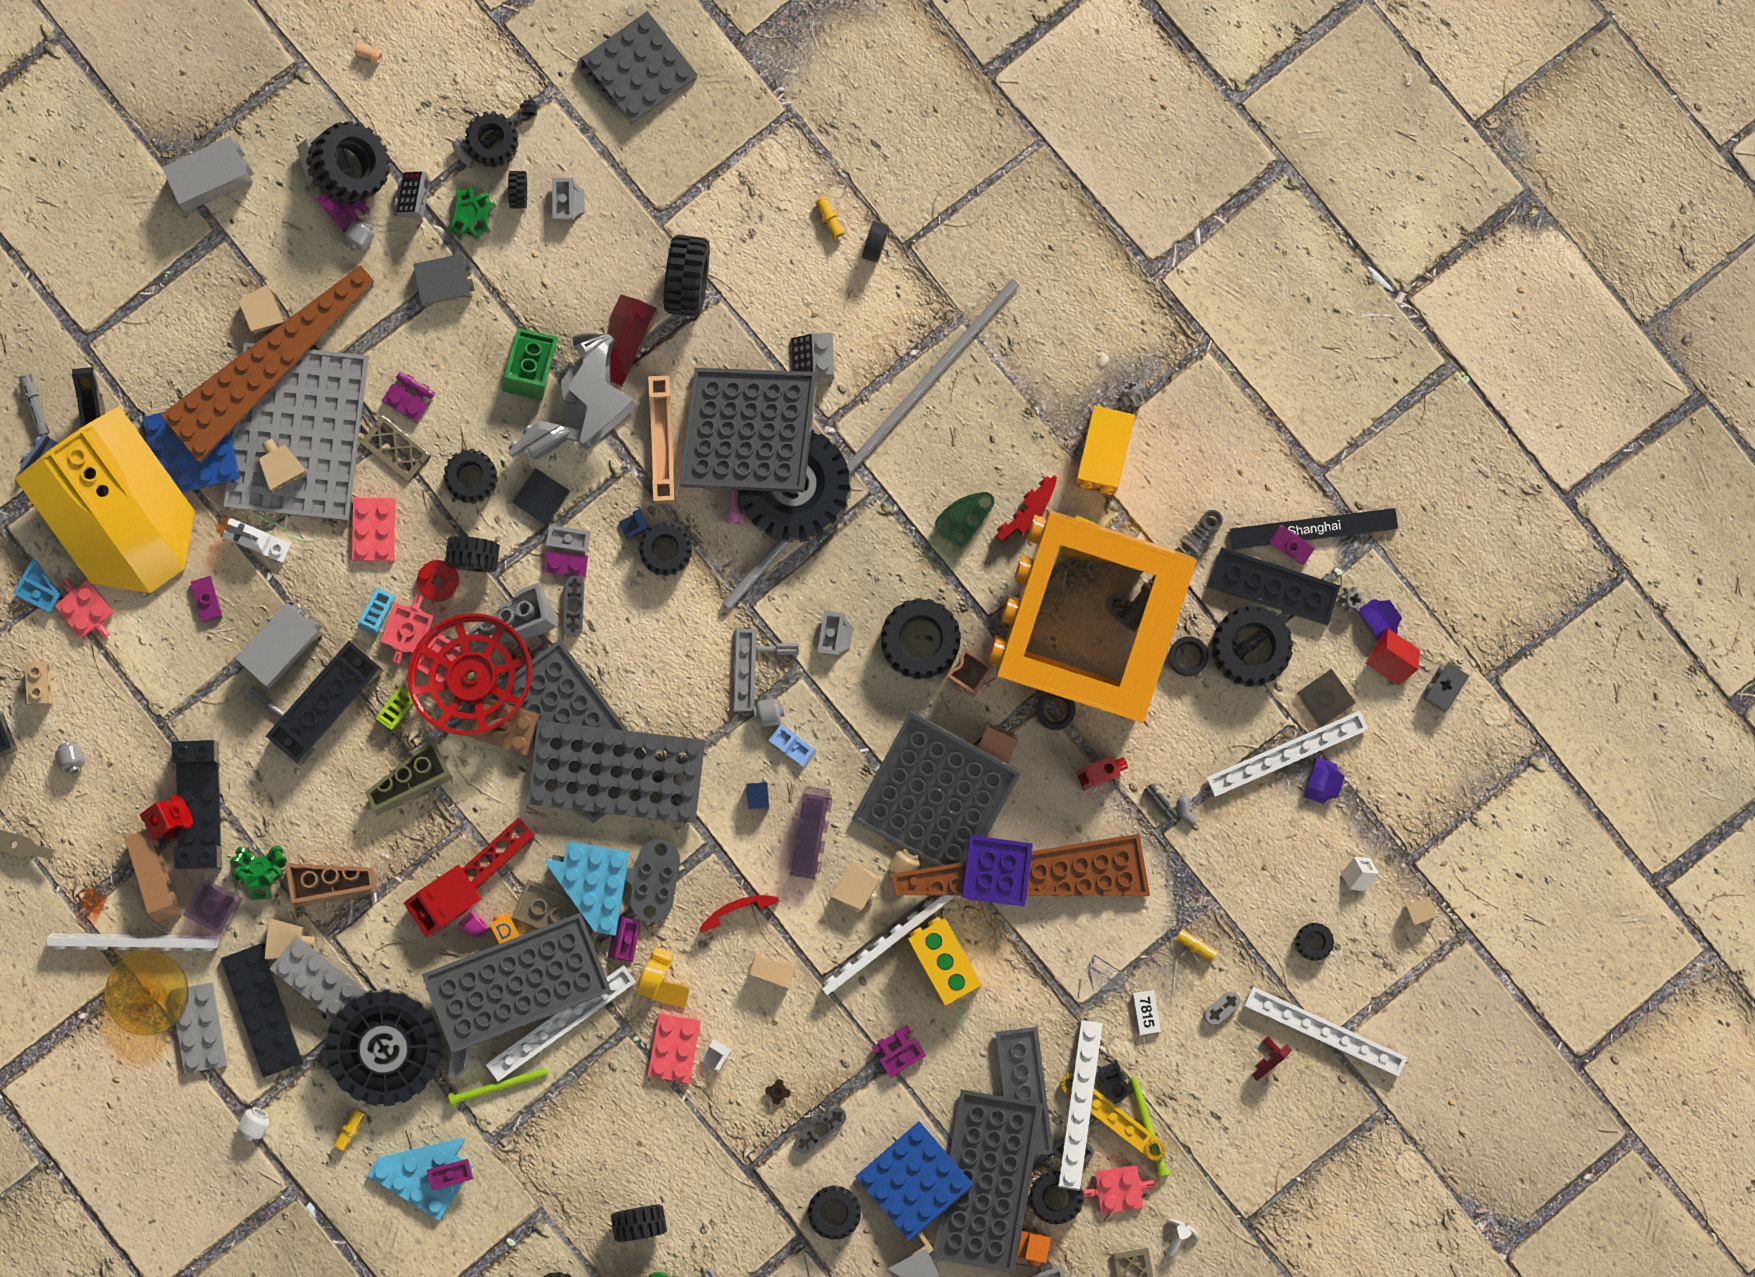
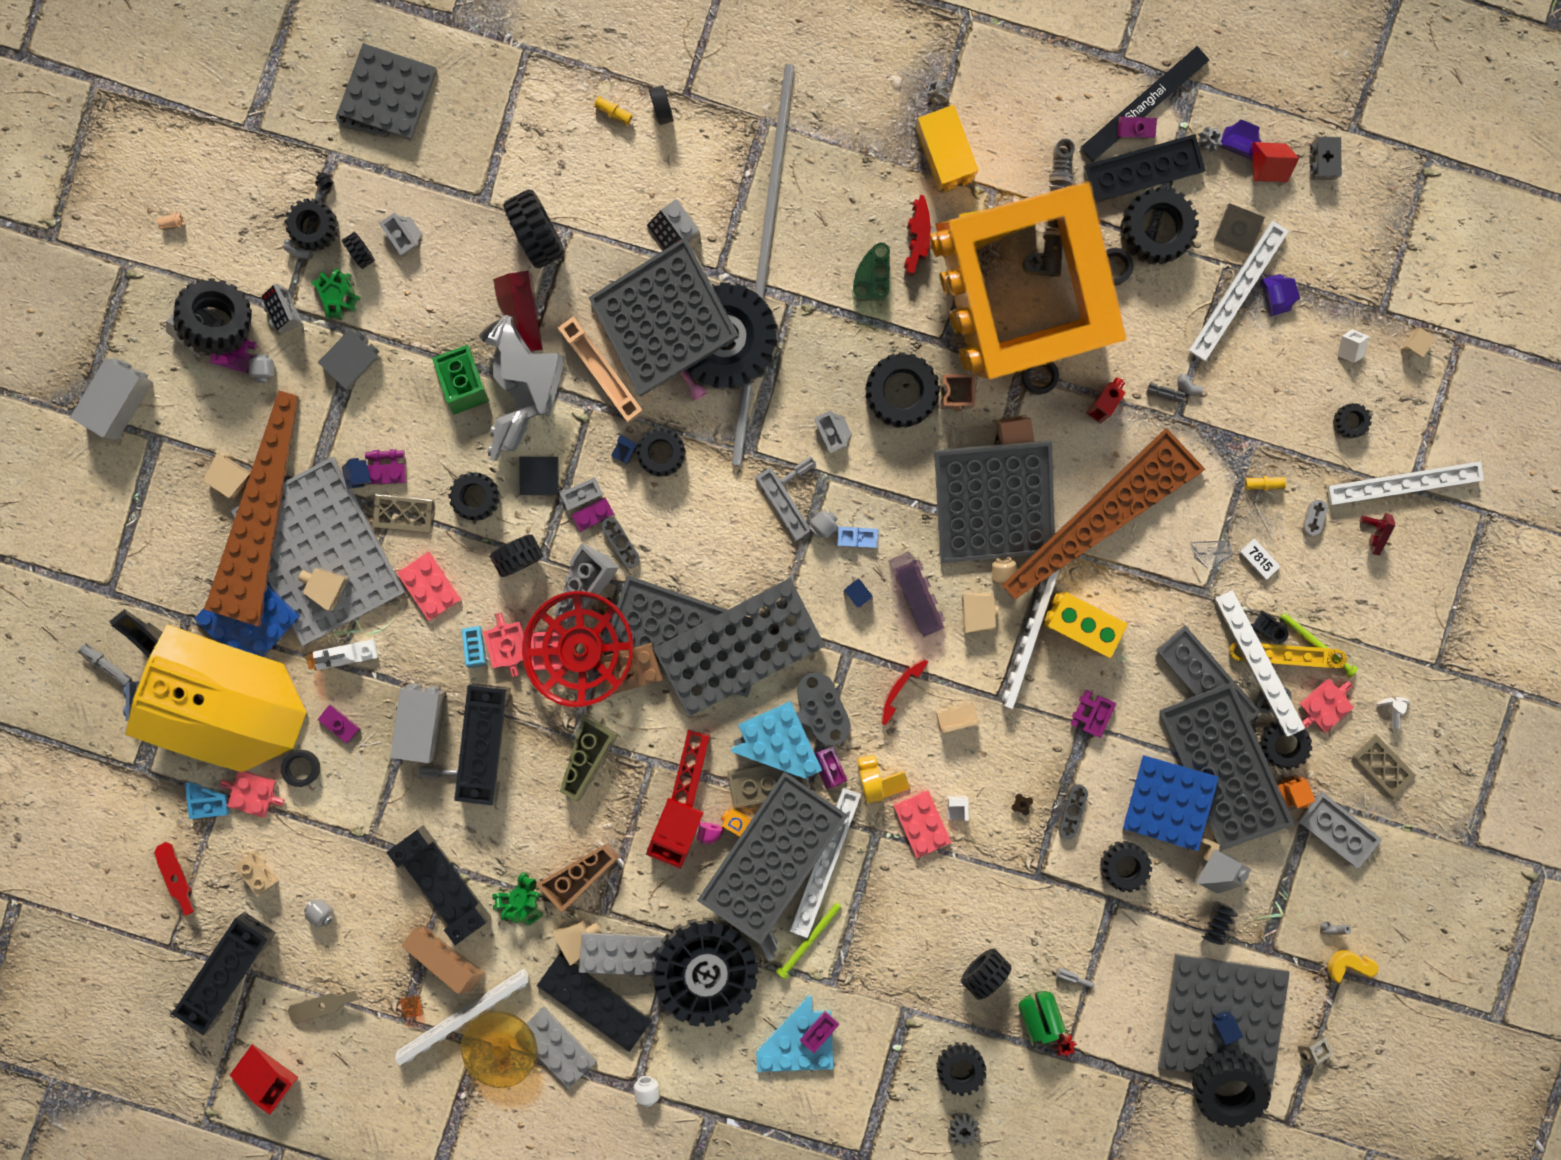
camera: 30 degrees left, 5 degrees up
(131, 605) = (286, 765): none -> black tyre
(165, 817) = (423, 910): red piece -> none
(213, 906) = (504, 952): clear purple brick -> none
(350, 1129) = (721, 1046): yellow pin -> none
(378, 385) = (356, 473): none -> dark blue brick
(392, 725) = (538, 726): lime slope -> none
(432, 591) = (504, 603): red plate -> none
(997, 870) = (1080, 529): dark purple plate -> none

